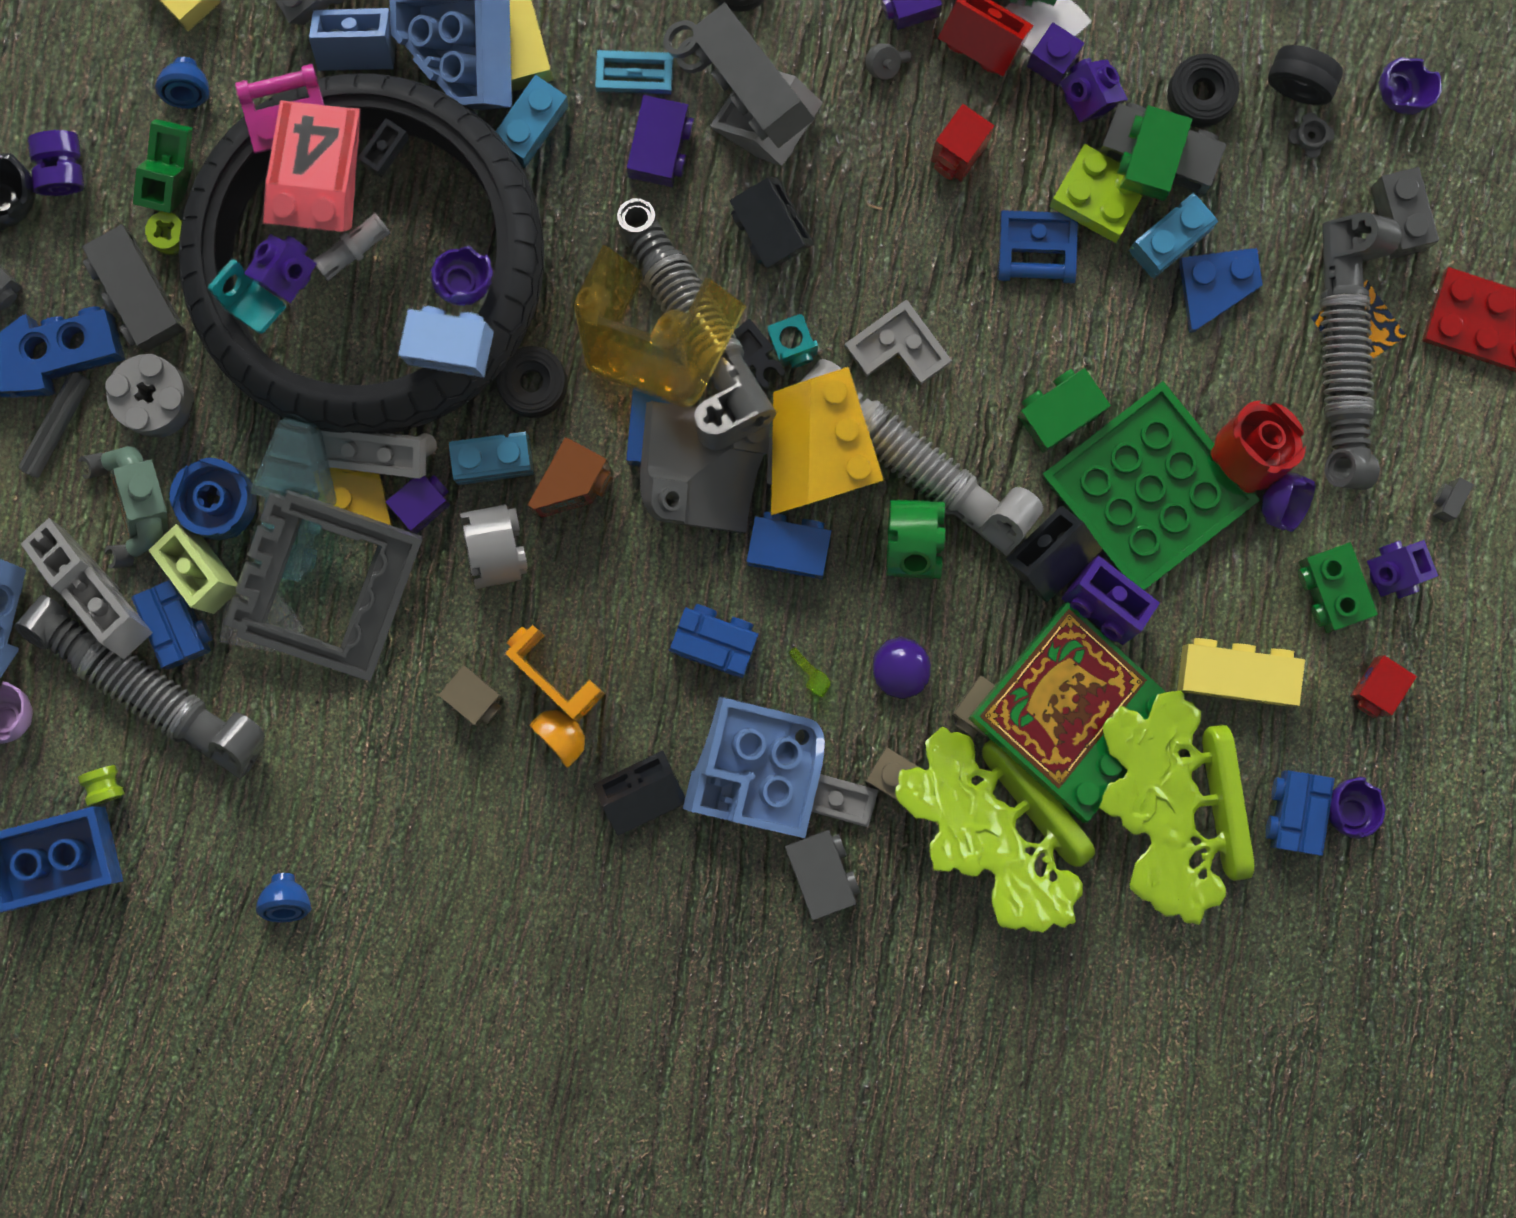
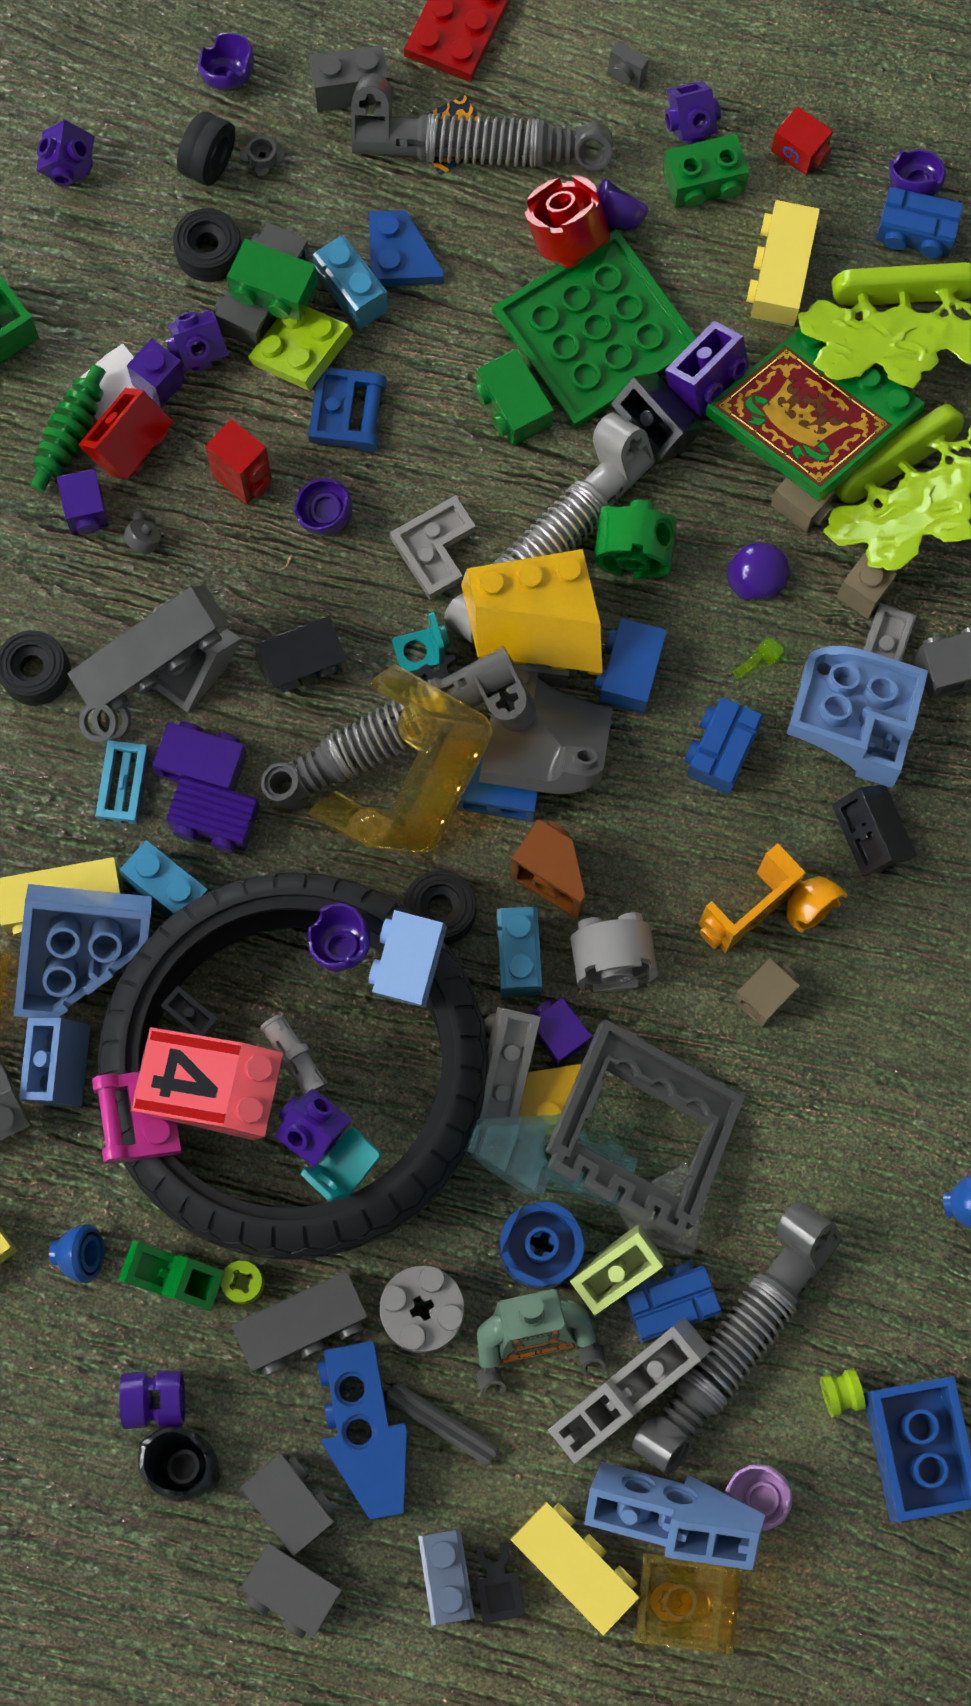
camera: 90 degrees left, 10 degrees down
(604, 160) = (212, 814): none -> dark purple brick
(927, 232) = (323, 507): none -> dark purple hair

